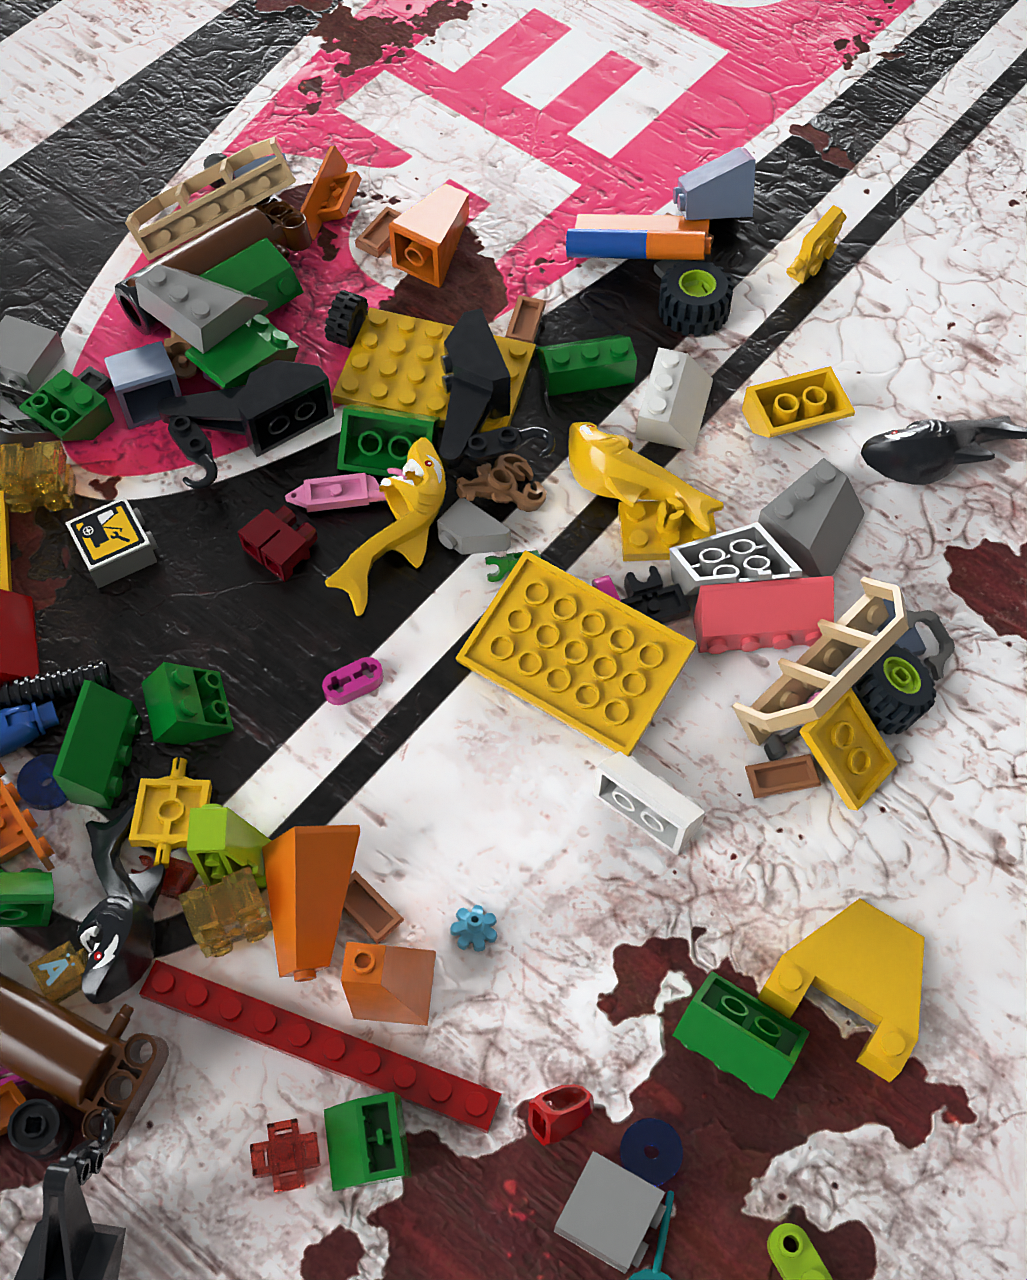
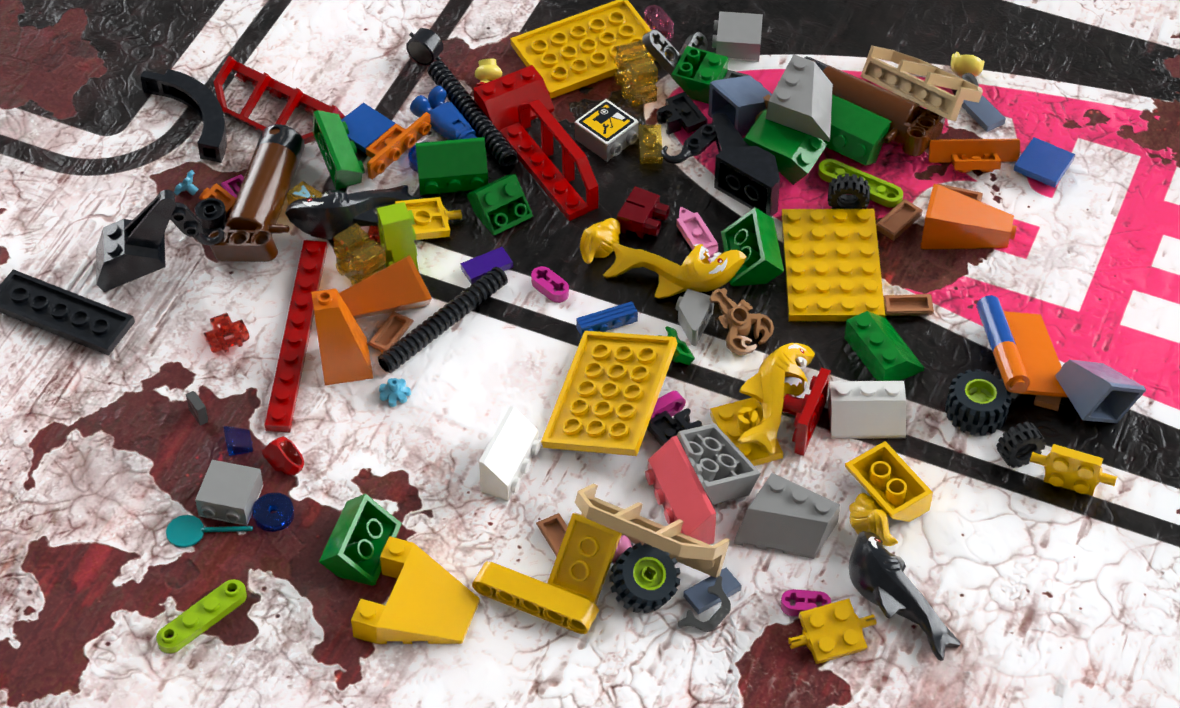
camera: 75 degrees right, 10 degrees down
(122, 453) = (680, 112): none -> black plate
(141, 637) = (541, 167): none -> red plate
(159, 500) = (650, 144): none -> clear yellow plate
(191, 160) = (966, 64): none -> light yellow hair
(287, 751) = (480, 265): none -> dark purple tile
(301, 602) = (598, 239): none -> yellow hair
(313, 313) = (880, 190): none -> lime plate
(366, 141) = (1044, 162): none -> blue tile
(367, 1141) = (244, 370): green slope -> none
(373, 833) = (442, 320): none -> black piece
(391, 291) = (899, 219): none -> nougat tile
(425, 1233) = (197, 408): none -> dark grey tile
(440, 630) = (608, 318): none -> blue piece
(479, 391) = (820, 274): black slope -> none
(502, 1180) = (237, 440): none -> clear blue slope
(674, 447) = (807, 410): none -> red plate
(770, 277) = (1019, 443): none -> black tyre
(833, 441) = (870, 517): none -> yellow hair
(877, 828) = (535, 597): none -> yellow beam
(938, 541) = (804, 601): none -> dark pink beam
(980, 524) = (832, 631): none -> yellow plate

